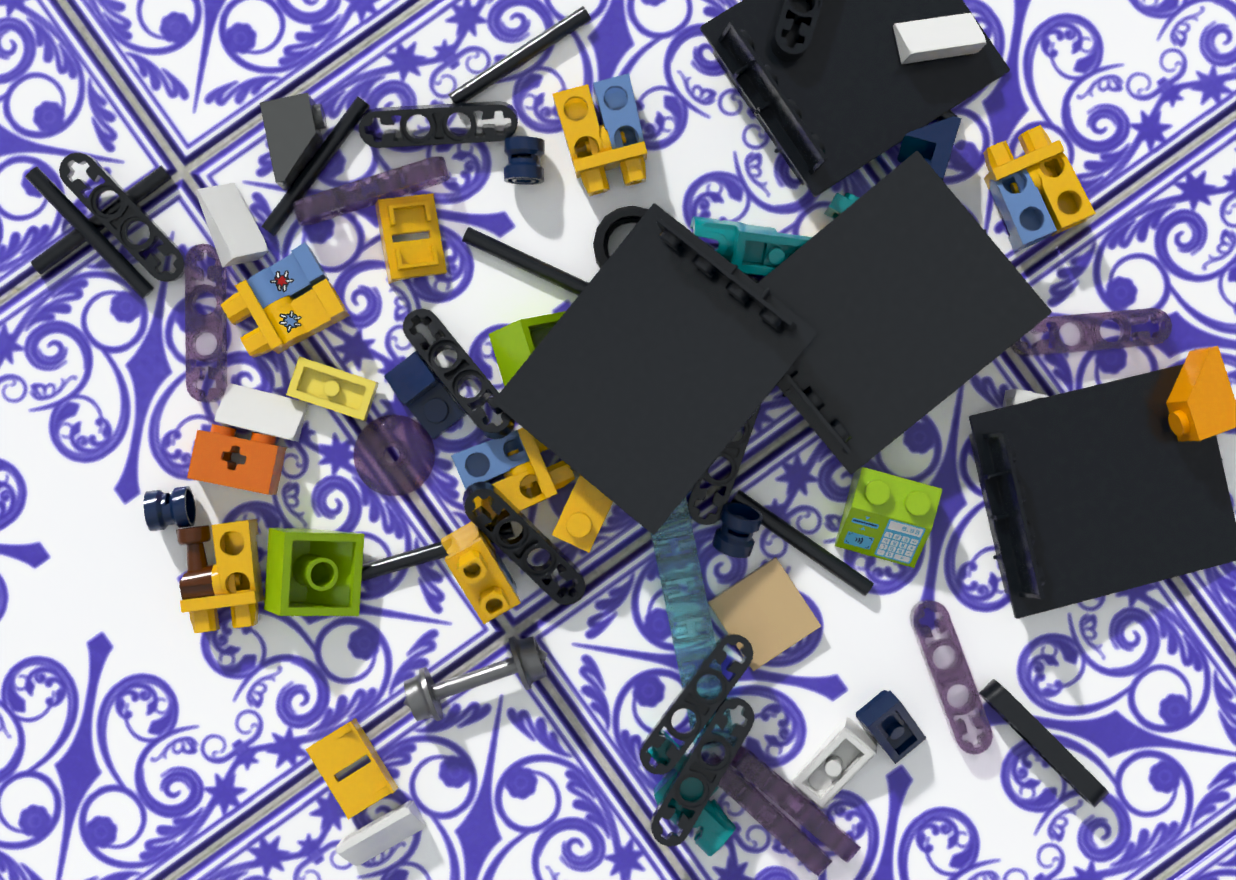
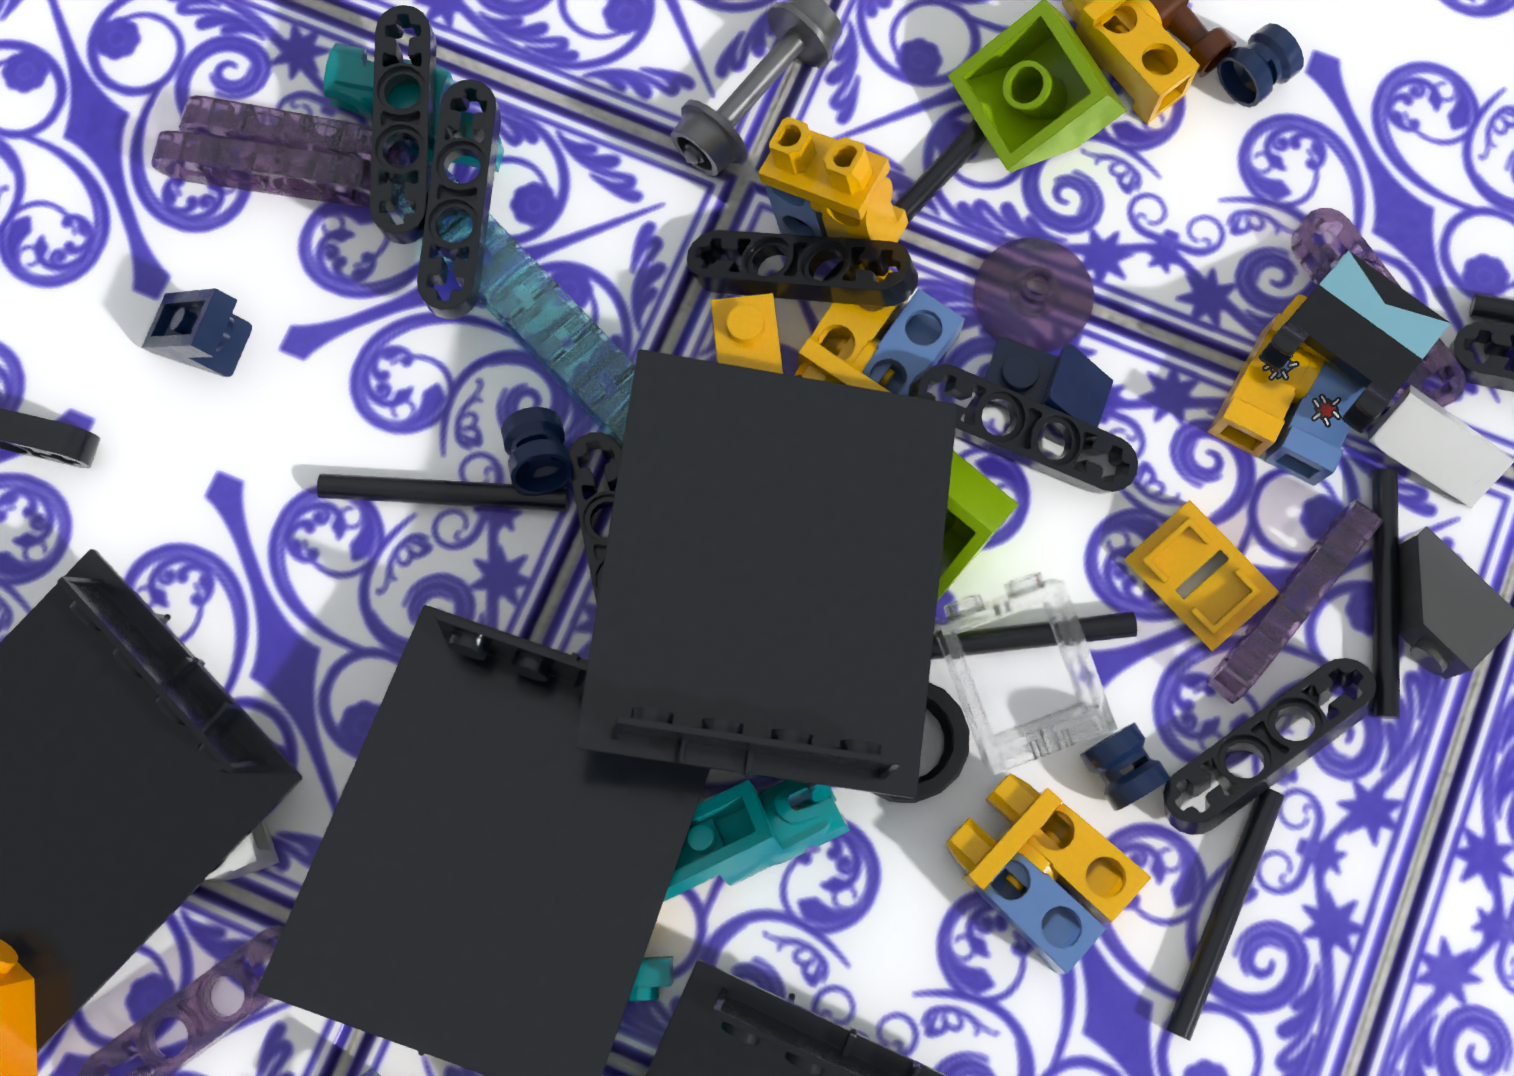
camera: 145 degrees right, 10 degrees down
(213, 462) = (1220, 165): orange brick -> none
(229, 310) = (1363, 329): none -> black flag
(262, 412) = (1231, 243): white slope -> none
(332, 388) = (1166, 322): light yellow plate -> none
(556, 203) = (1050, 732): none -> clear window
(765, 611) = (440, 376): tan tile -> none
(835, 763) = (244, 248): white slope -> none
(887, 516) = (345, 592): lime slope -> none
(947, 677) = (149, 439): clear purple beam -> none

